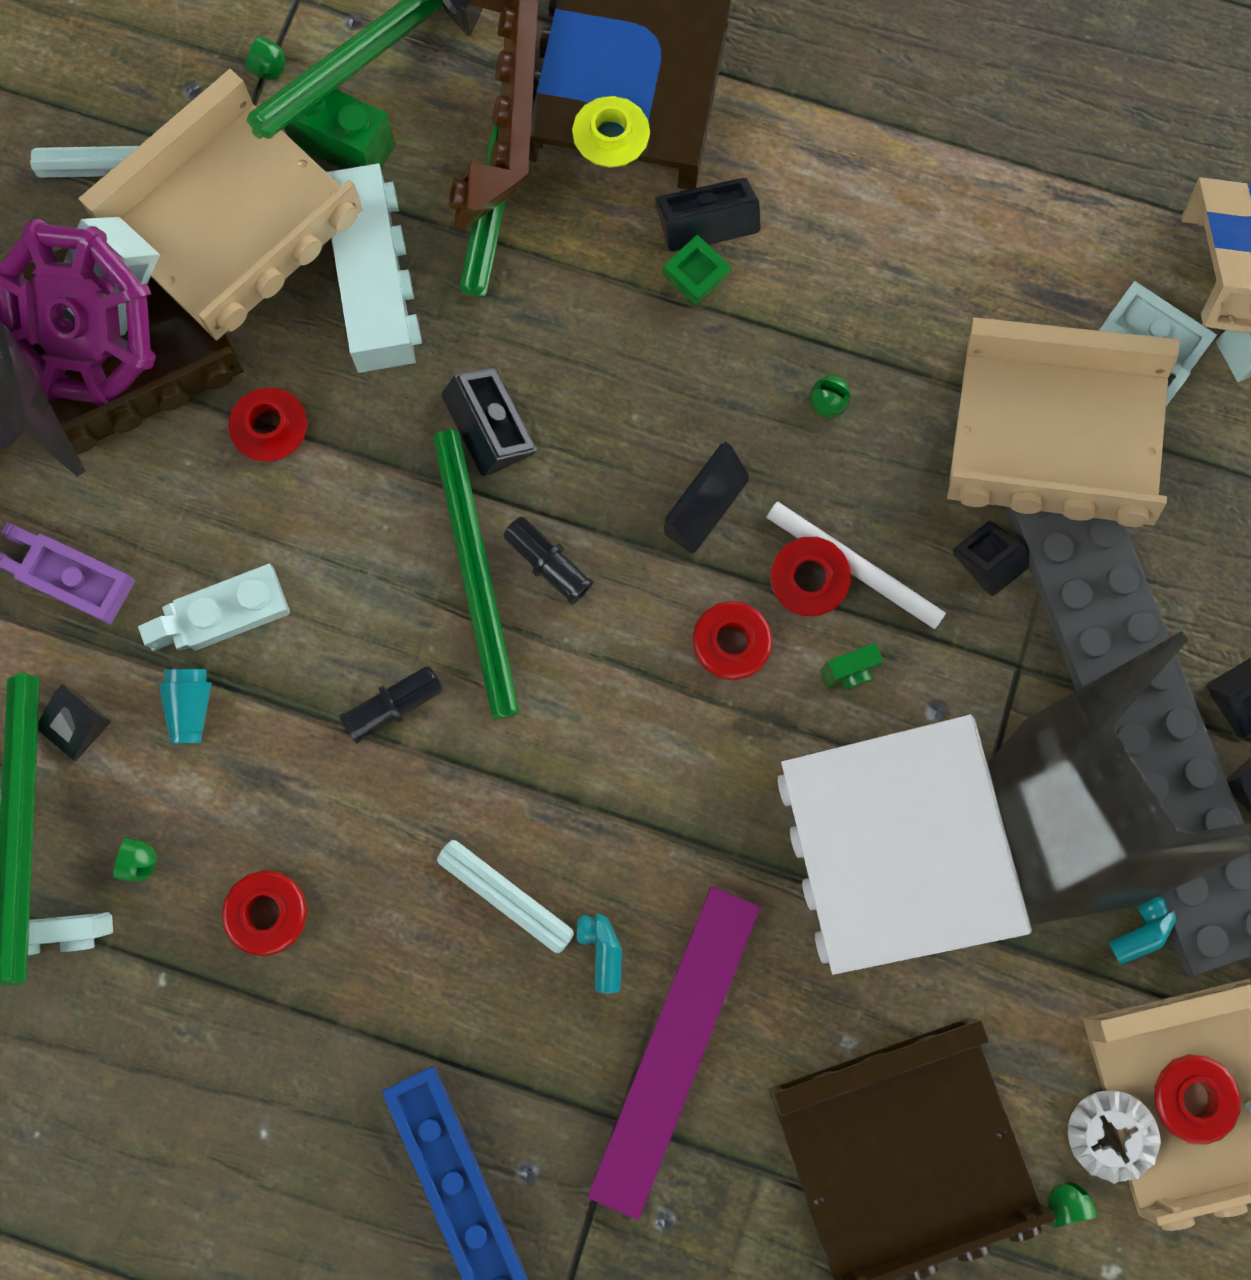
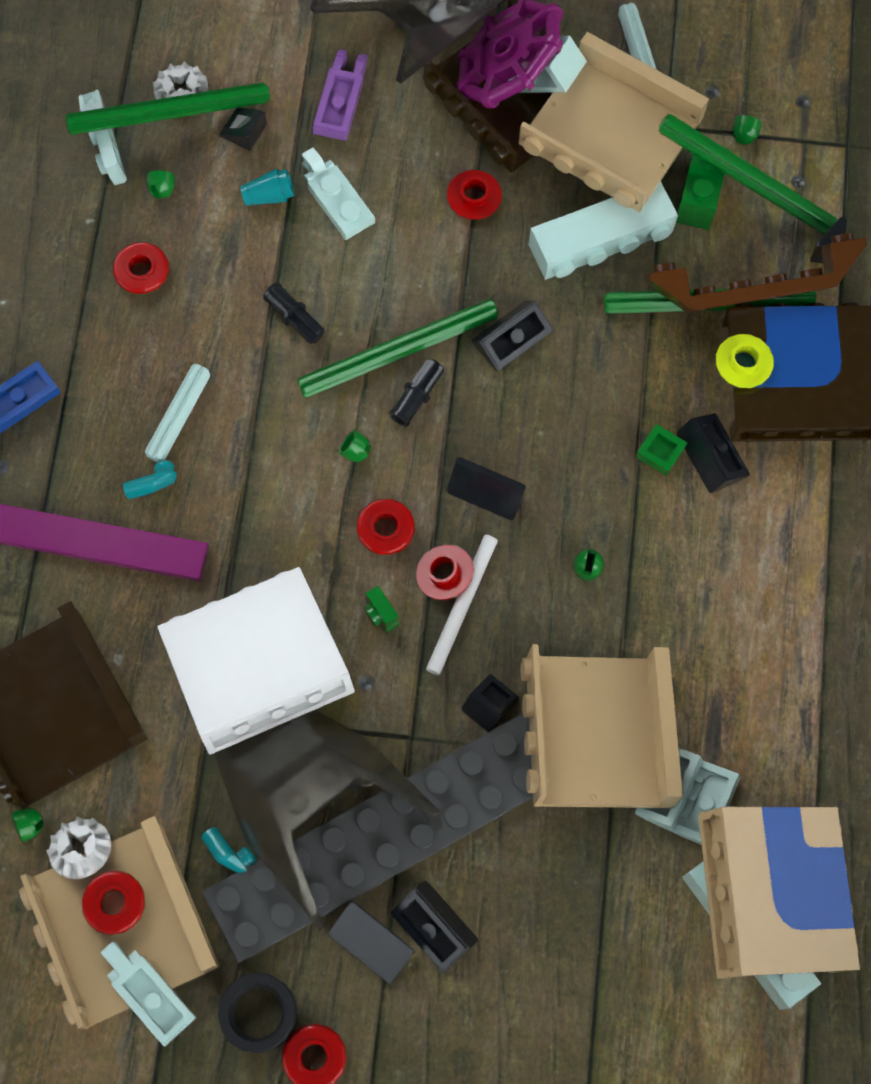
camera: 80 degrees right, 5 degrees down
(610, 649) = (355, 447): none -> green hinge

